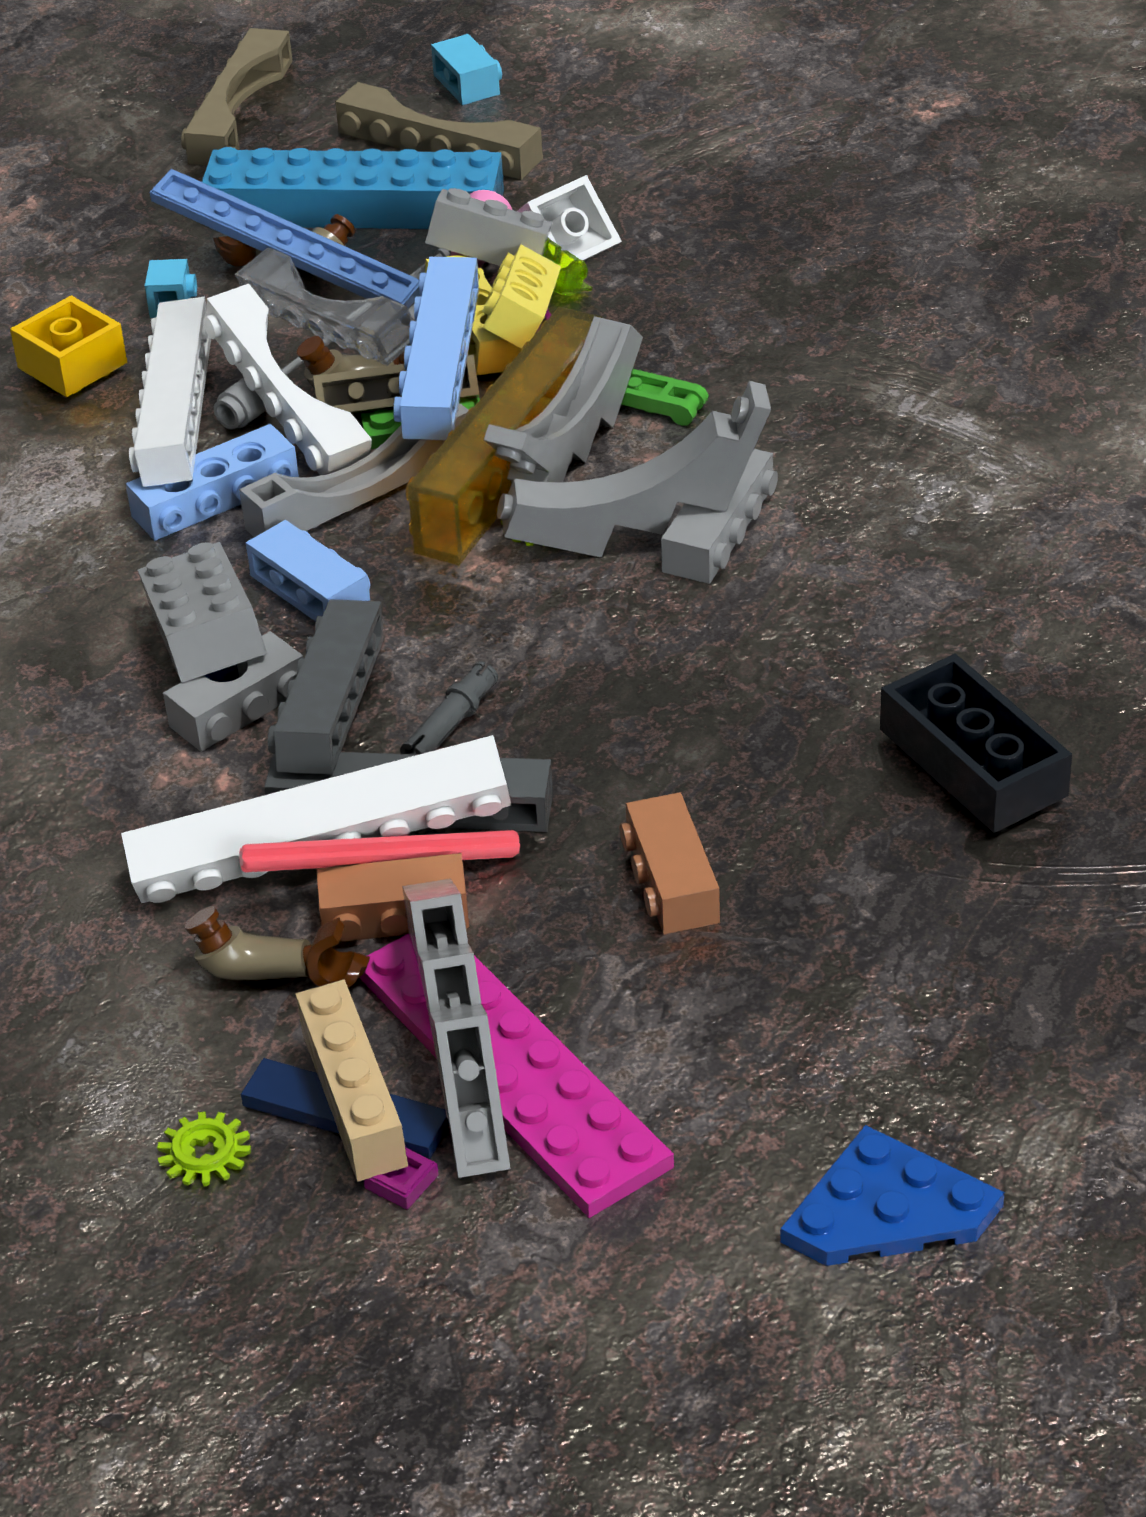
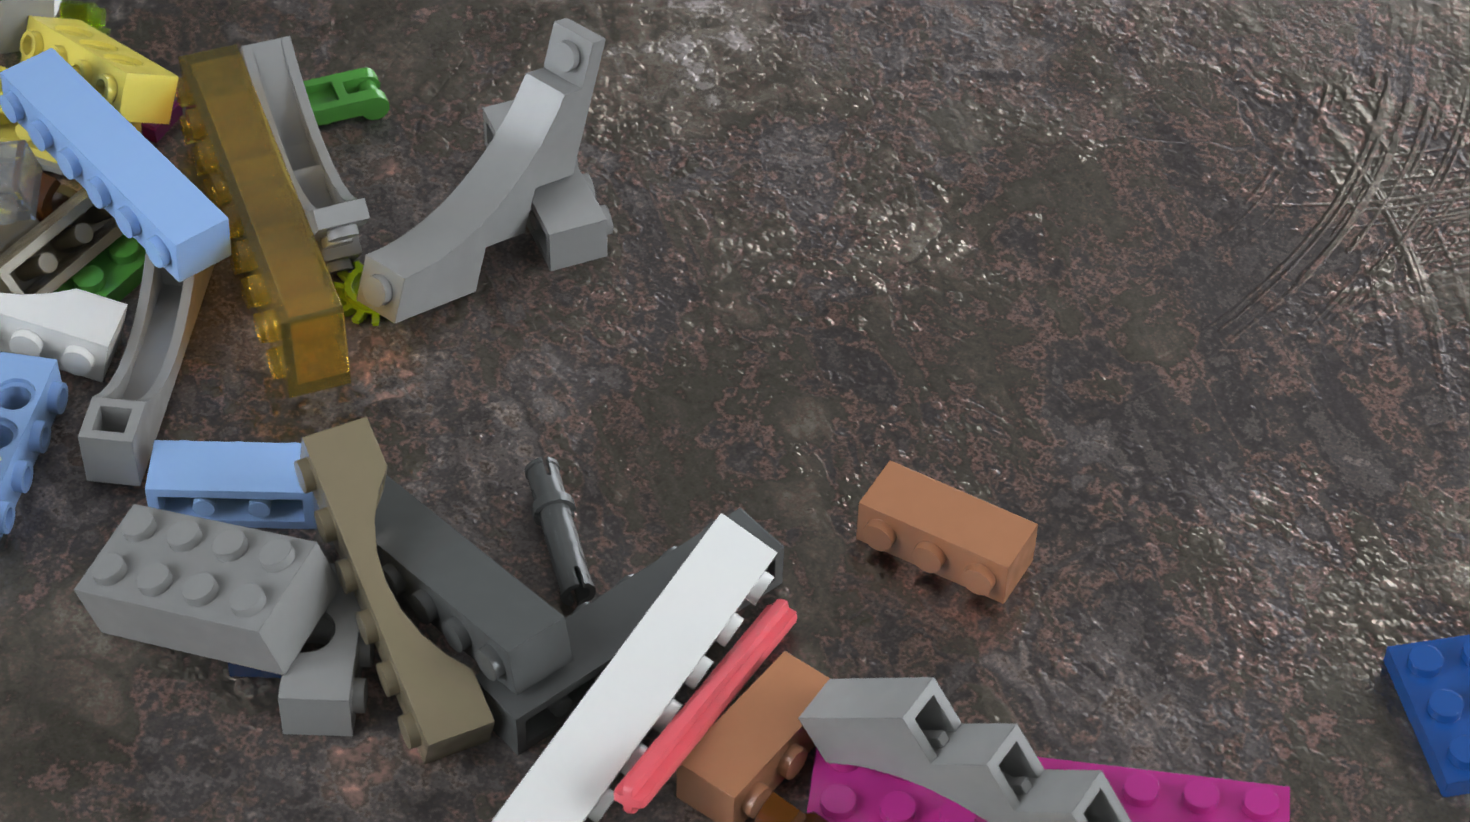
camera: 50 degrees left, 5 degrees up
(316, 593) = (436, 693): none -> dark tan arch
(975, 742) = (1045, 256): black brick -> none

